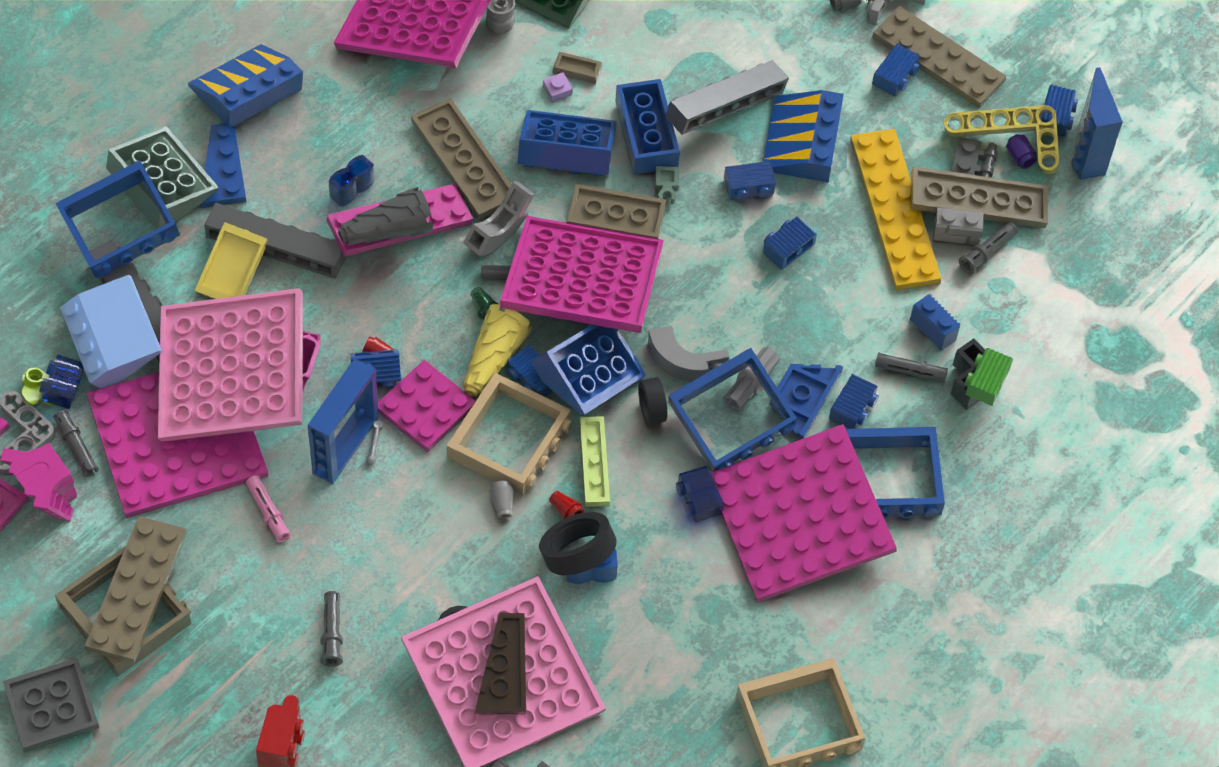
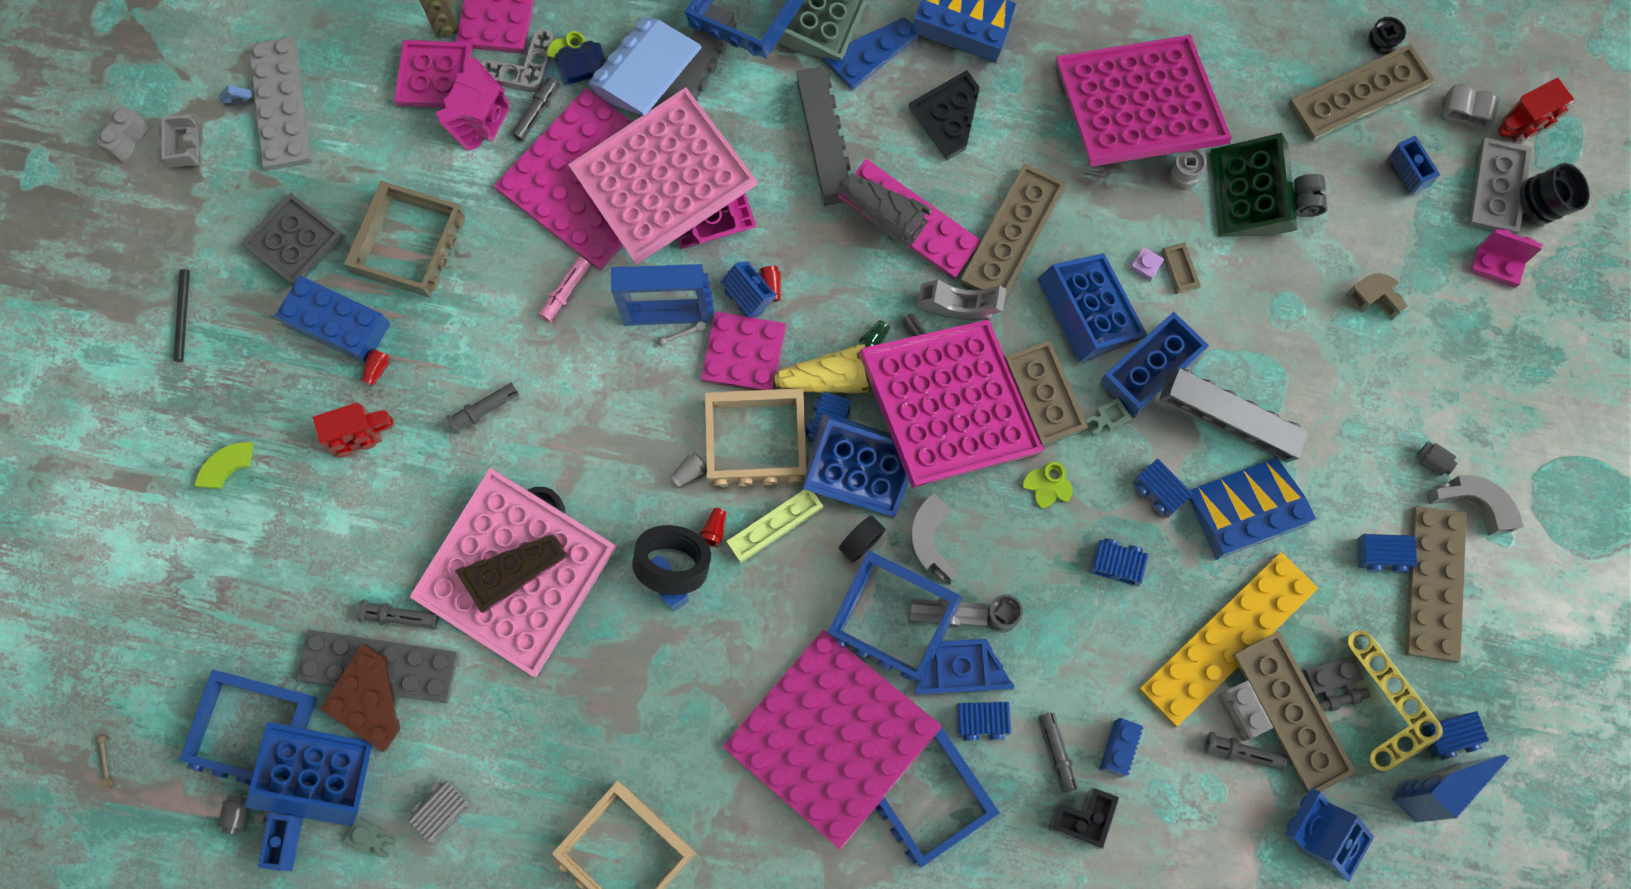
camera: 65 degrees right, 15 degrees up
(135, 589) = (418, 236): dark tan plate -> none
(159, 706) = (332, 319): none -> blue brick
(228, 695) = (374, 366): none -> red cone
(231, 263) = (773, 117): light yellow piece -> none
(322, 142) = (948, 113): none -> black plate
(350, 181) = (921, 156): clear blue brick -> none
(695, 256) = (1048, 488): none -> lime plate
(700, 494) = (797, 634): clear blue brick -> none
(780, 336) = (1004, 613): none -> dark grey wheel
(989, 376) = (1078, 837): bright green brick -> none
(1021, 151) = (1380, 724): dark purple brick -> none
(1082, 226) = (1329, 834): none -> blue bracket

